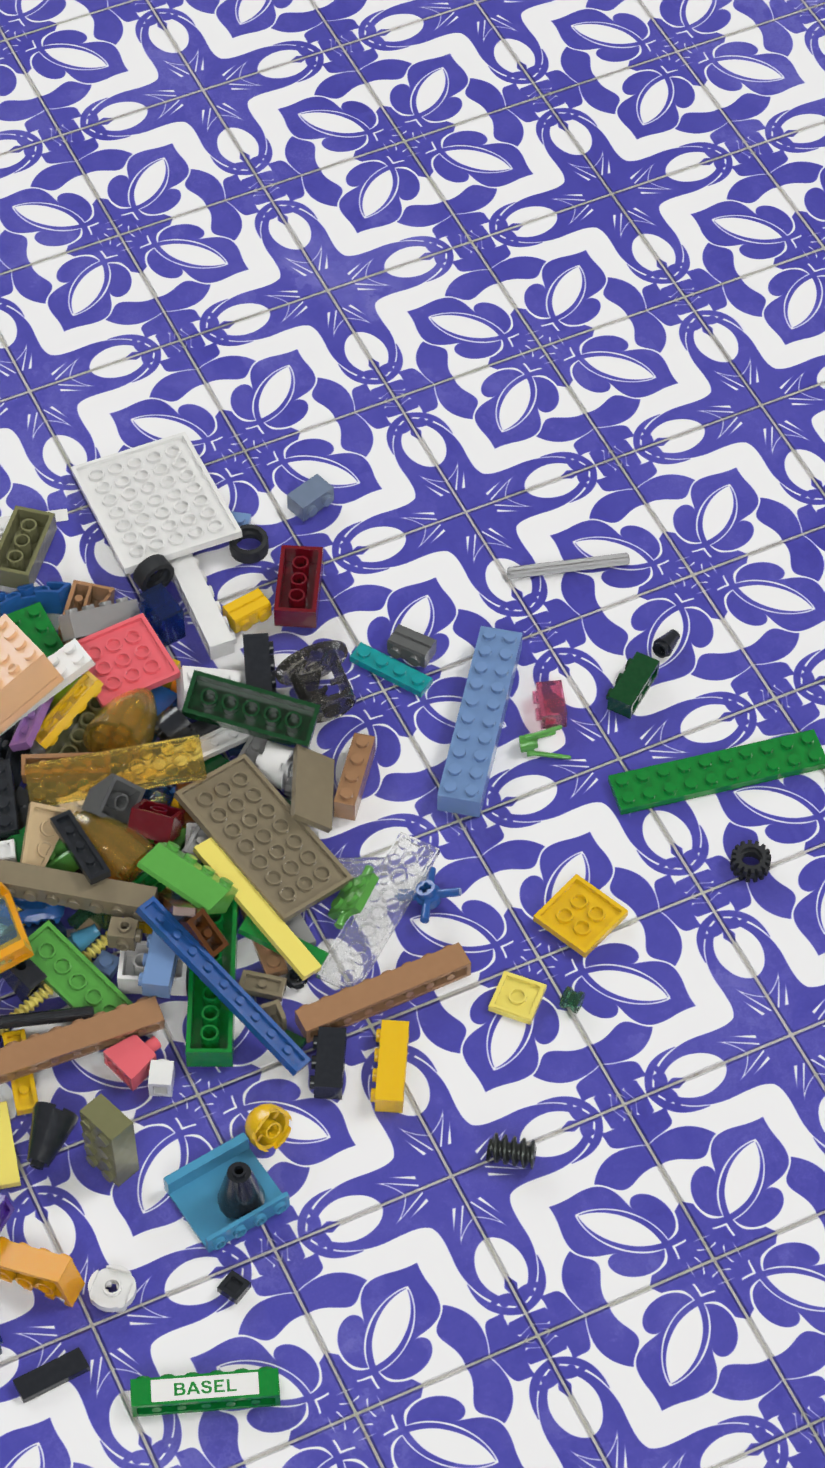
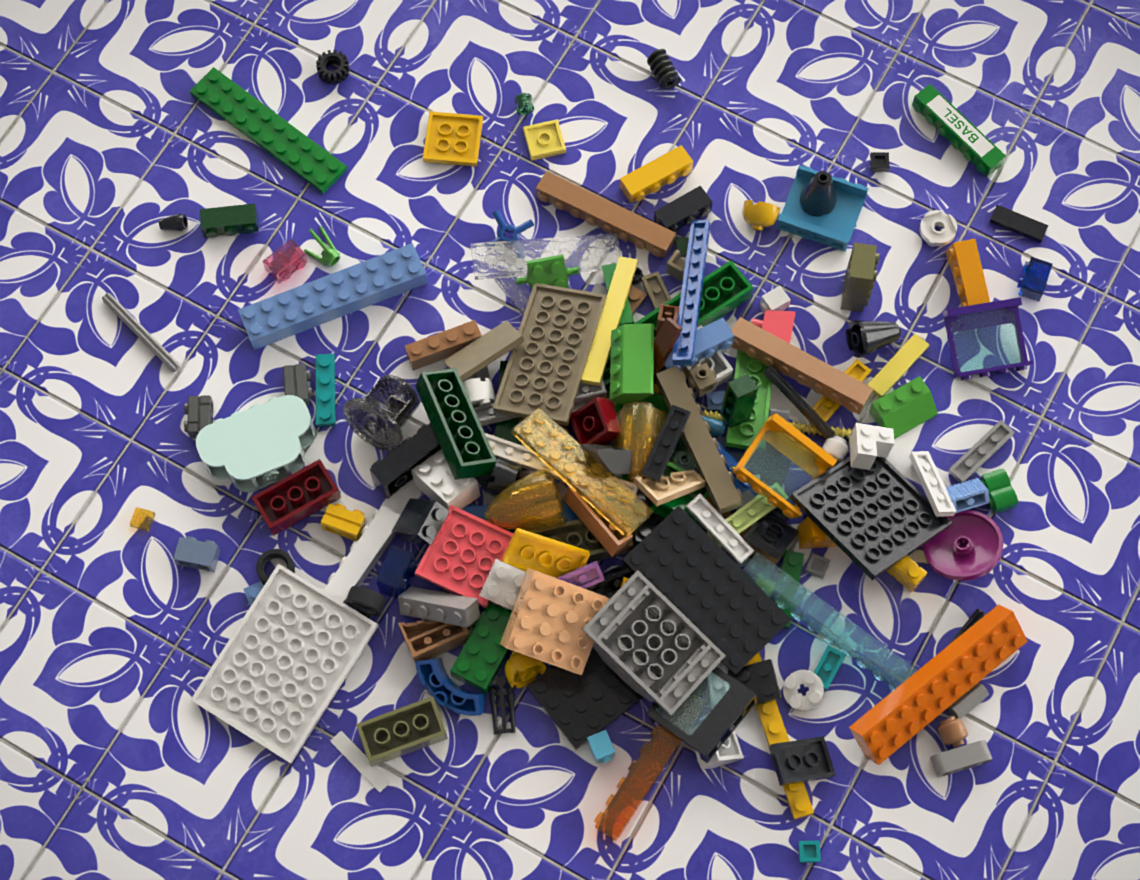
camera: 125 degrees left, 15 degrees up
(68, 934) = (739, 400): none -> dark green brick
(187, 646) = (420, 521): none -> black brick
(372, 582) = (258, 444): none -> light aqua brick
(380, 481) = (142, 519): none -> clear yellow tile
(441, 562) = (199, 414): none -> dark grey brick

